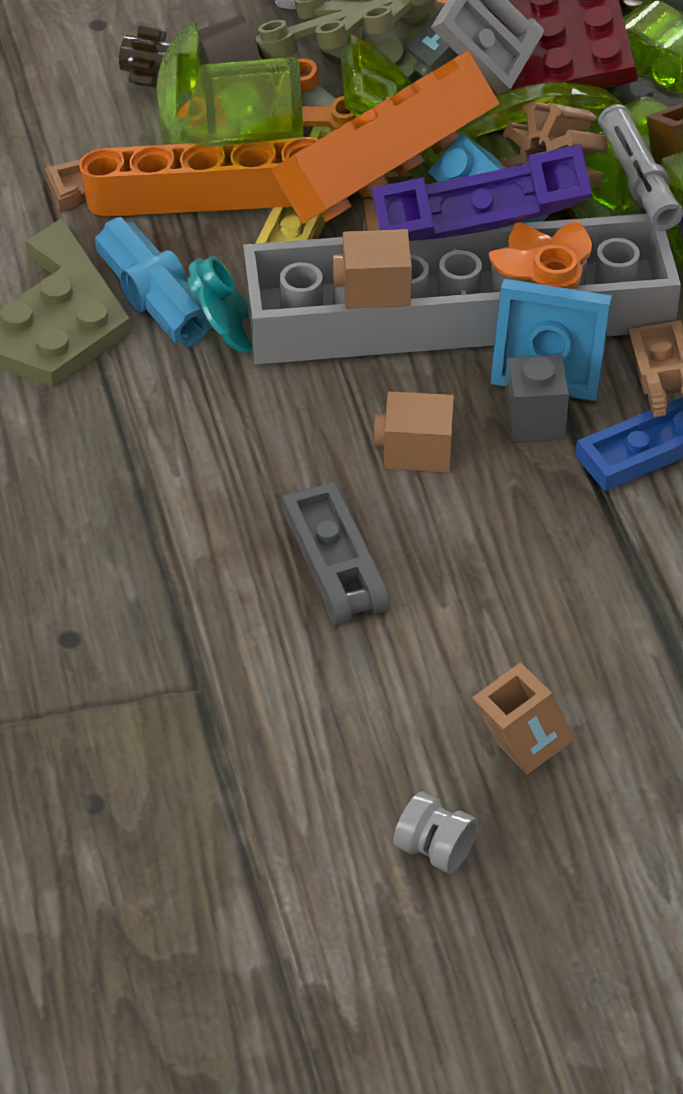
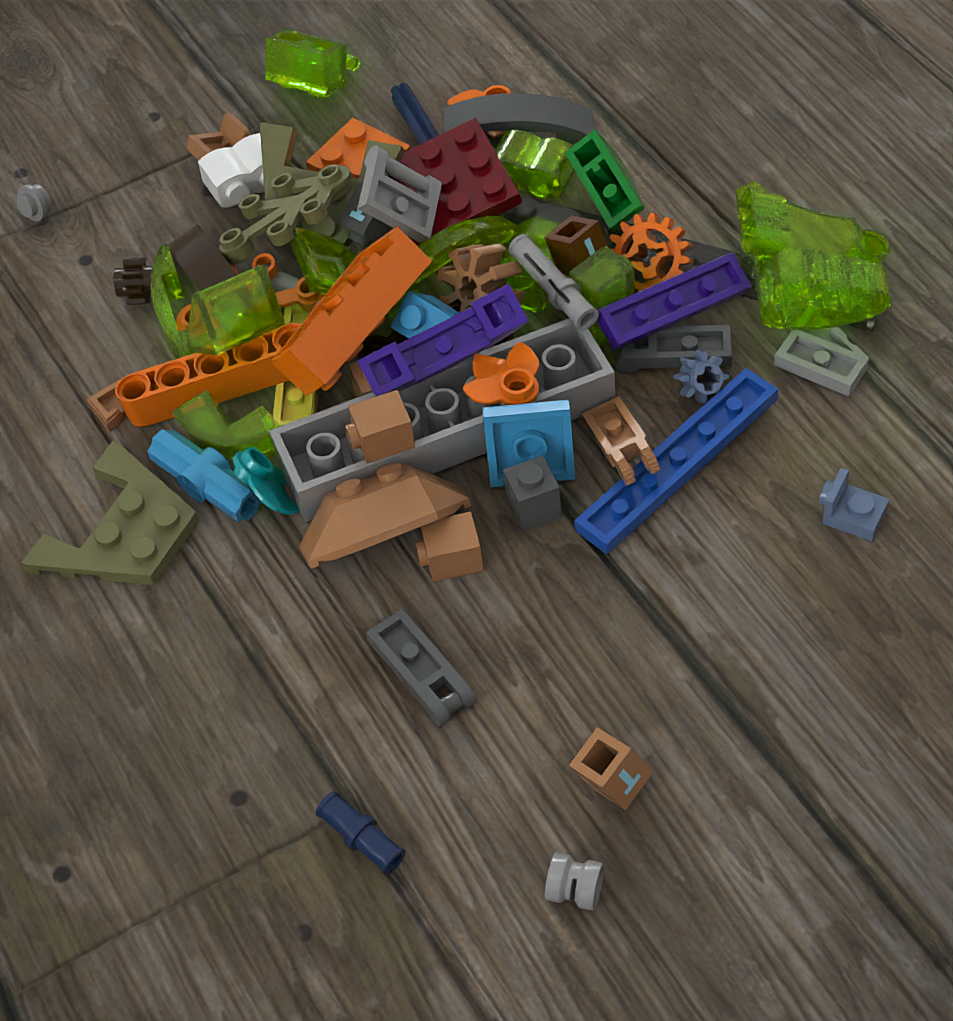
camera: 10 degrees left, 5 degrees up
(179, 228) = (211, 427): none -> clear neon green brick
(198, 711) = (360, 832): none -> dark blue pin
(343, 367) = (377, 510): none -> medium nougat wedge

